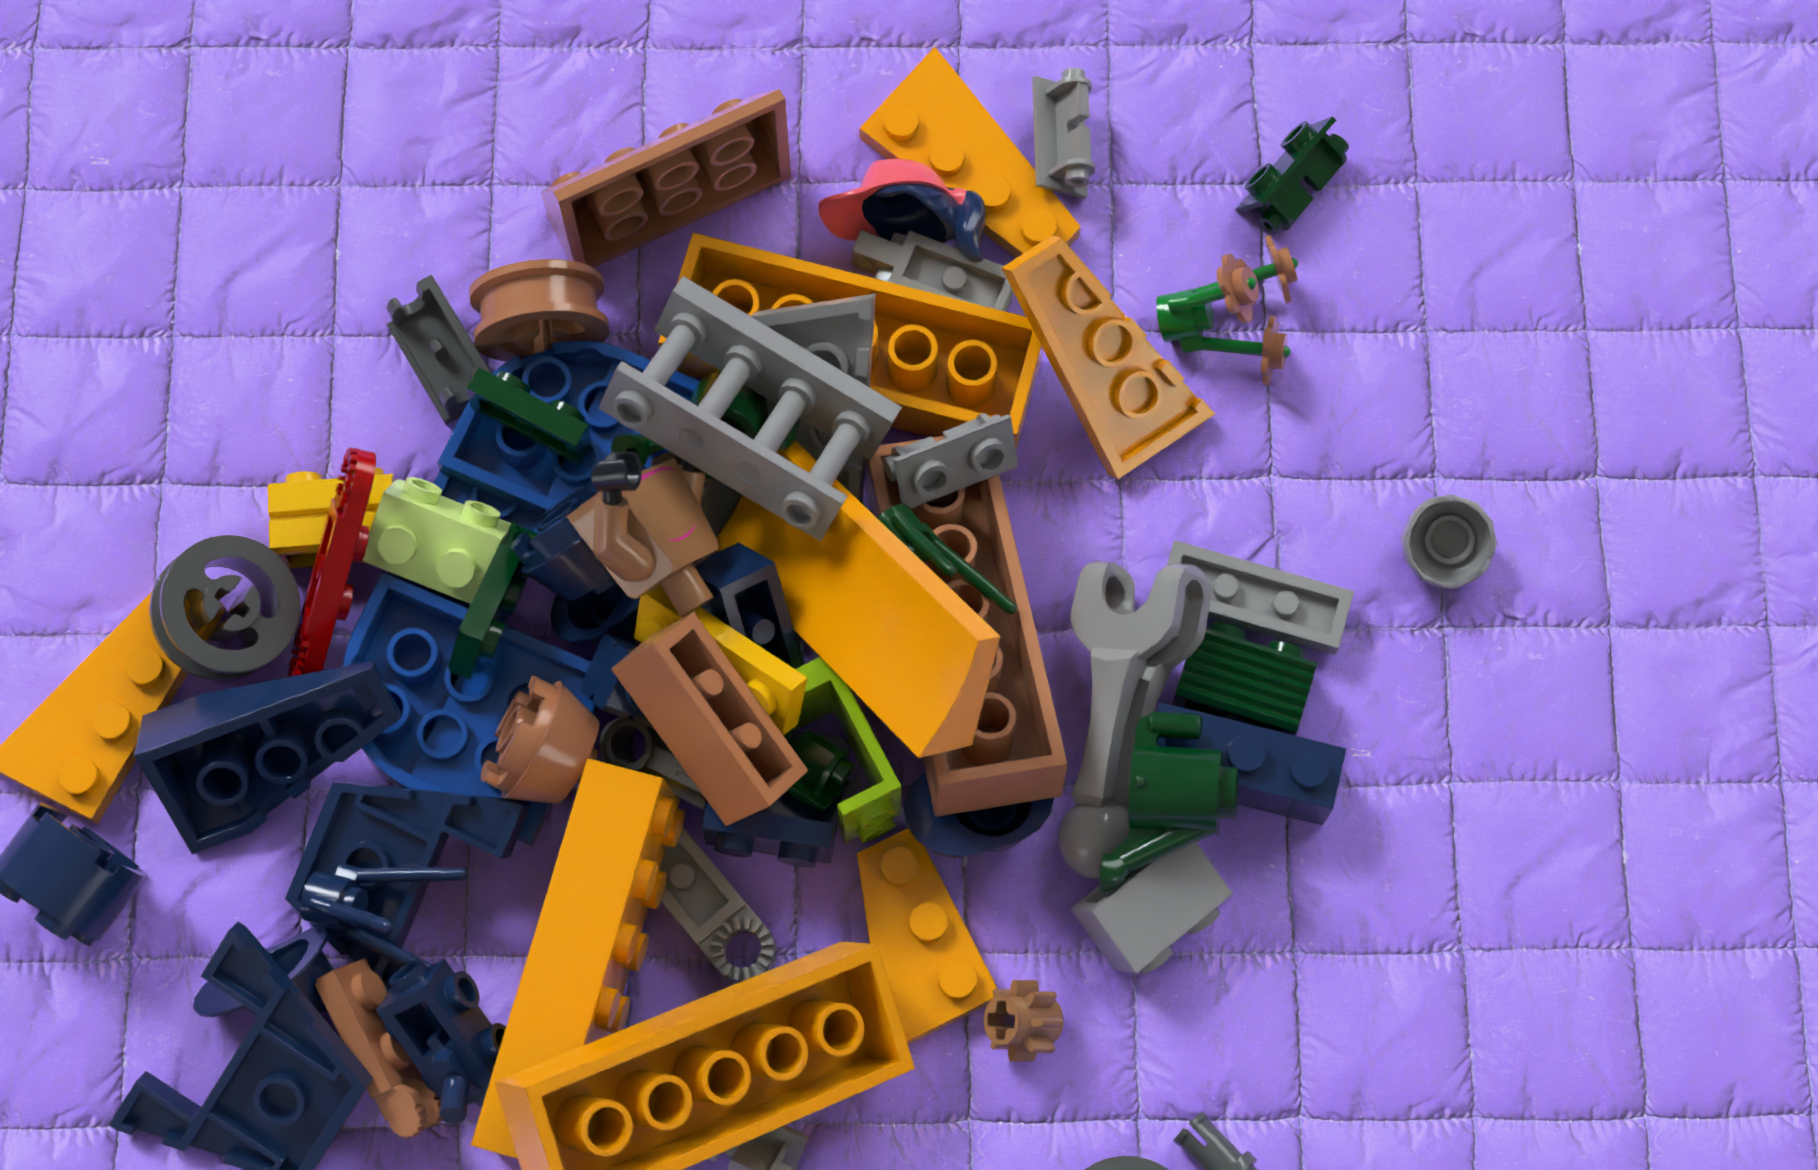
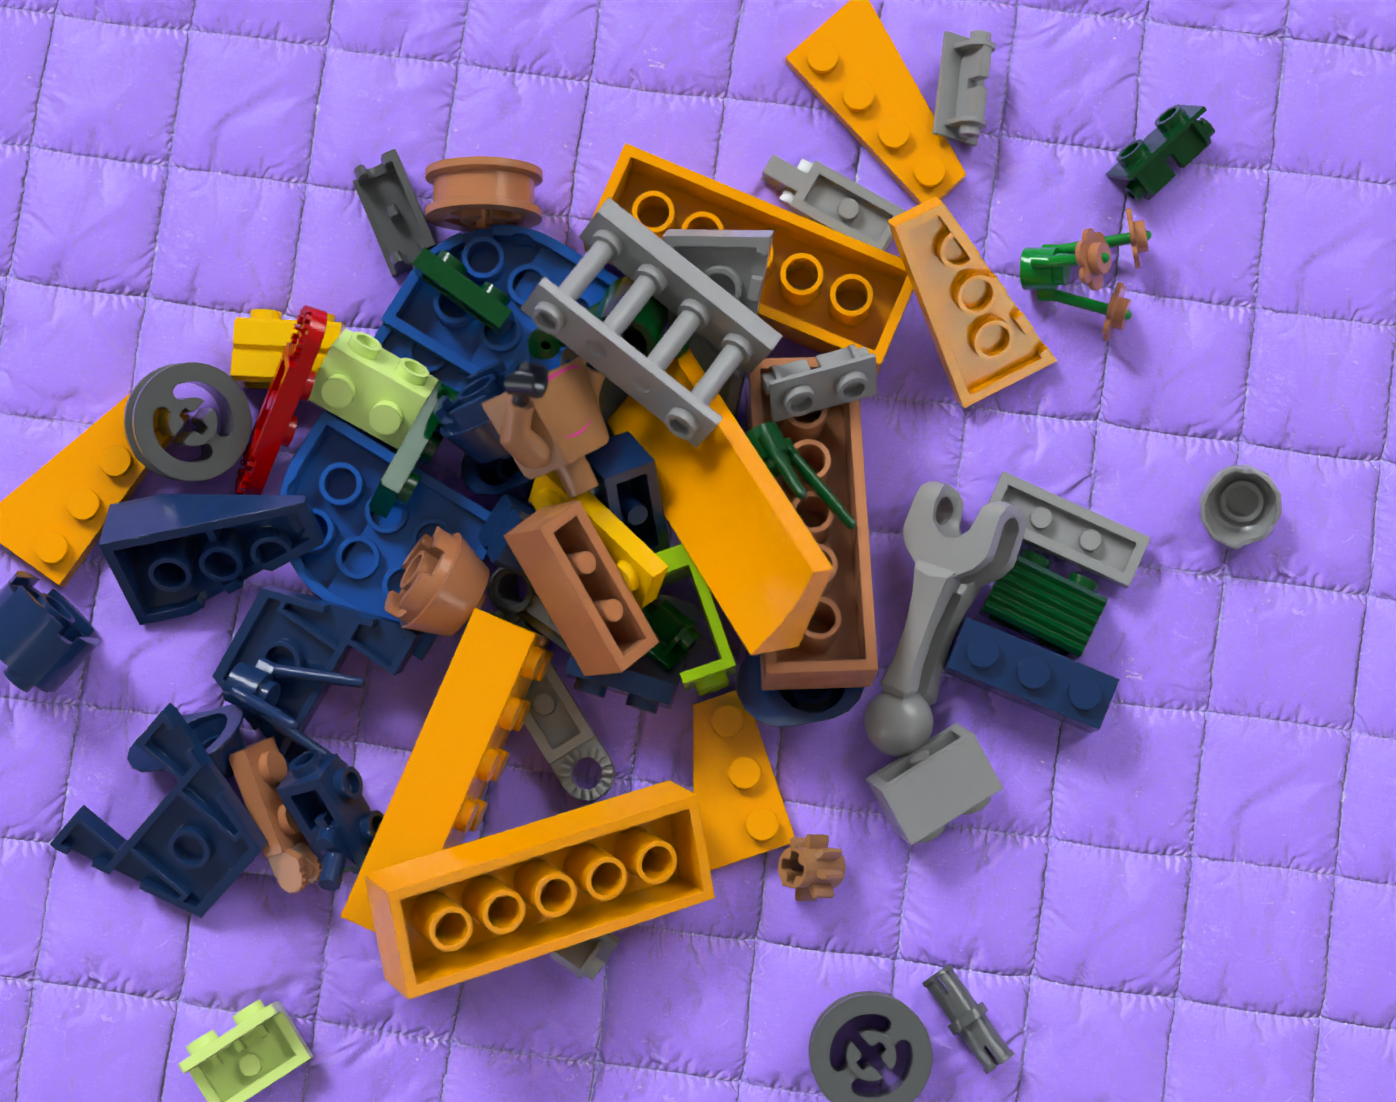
camera: 15 degrees right, 10 degrees up
(671, 179) = (612, 85): nougat slope -> none
(907, 197) = (819, 131): hair -> none
(1172, 795) = (963, 703): dark green piece -> none

